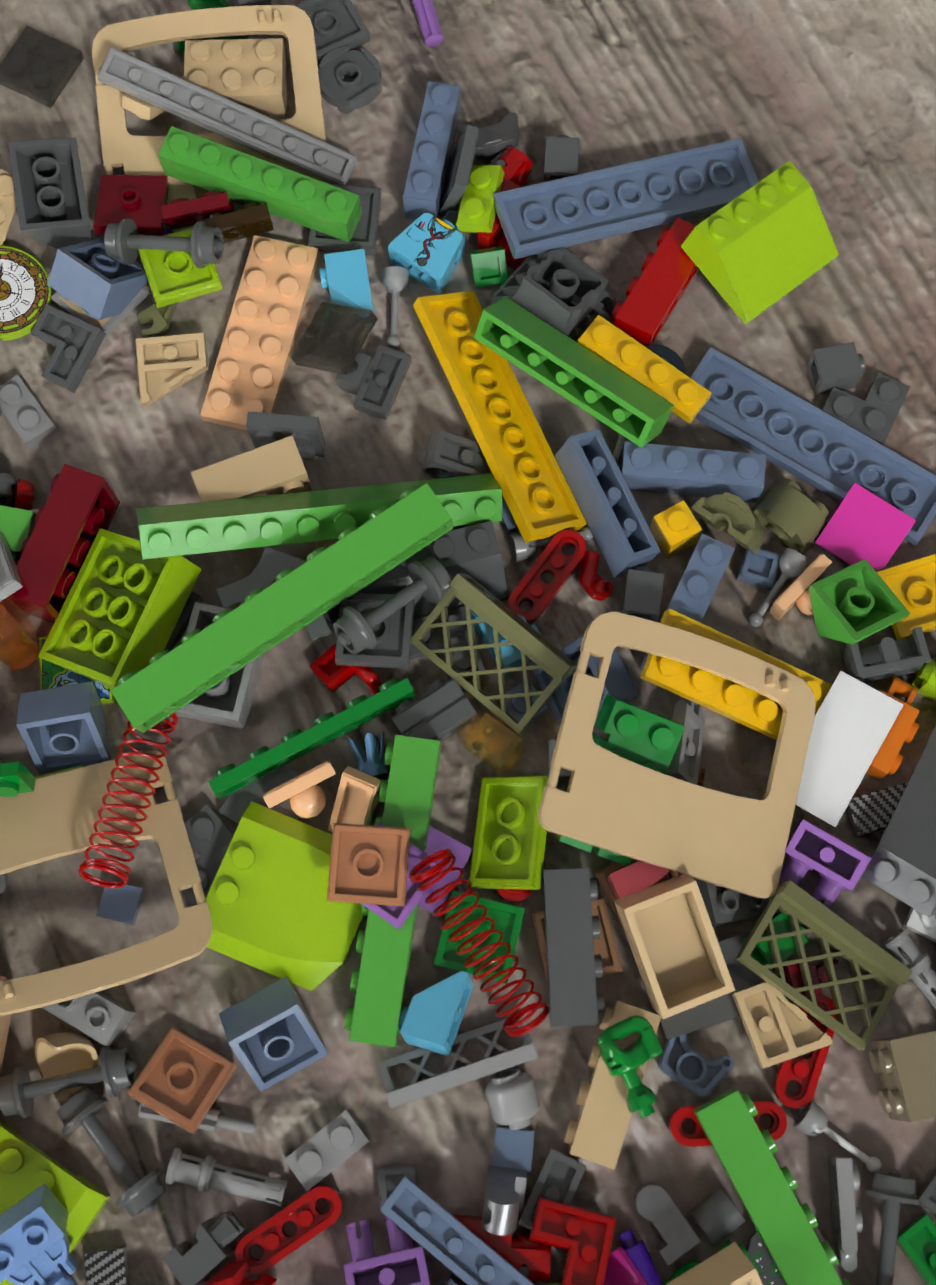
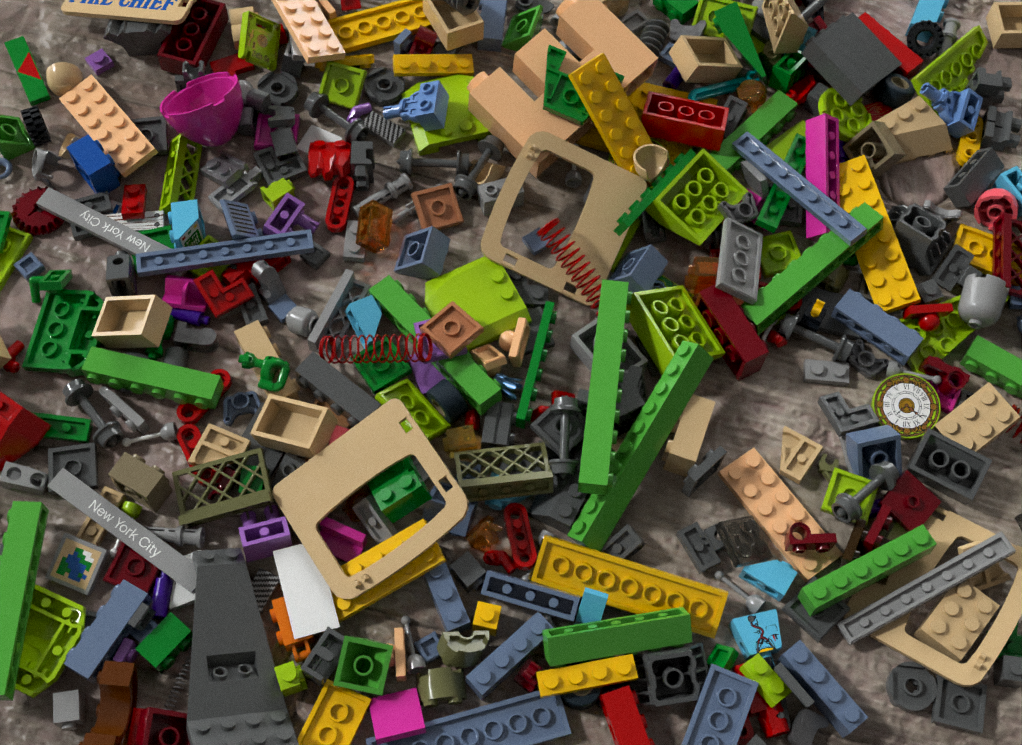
camera: 125 degrees right, 10 degrees down
(277, 267) = (819, 542): none -> dark red plate
(289, 1137) = (374, 226): none -> clear orange brick
(452, 756) = (472, 418): none -> red piece
(459, 801) = (447, 400): none -> black wheel
(562, 420) = (591, 606): none -> medium azure slope
(576, 617) = (484, 534): none -> clear orange piece
(690, 433) = (527, 676): none -> dark red piece
(739, 766) = (342, 540): none -> dark pink panel

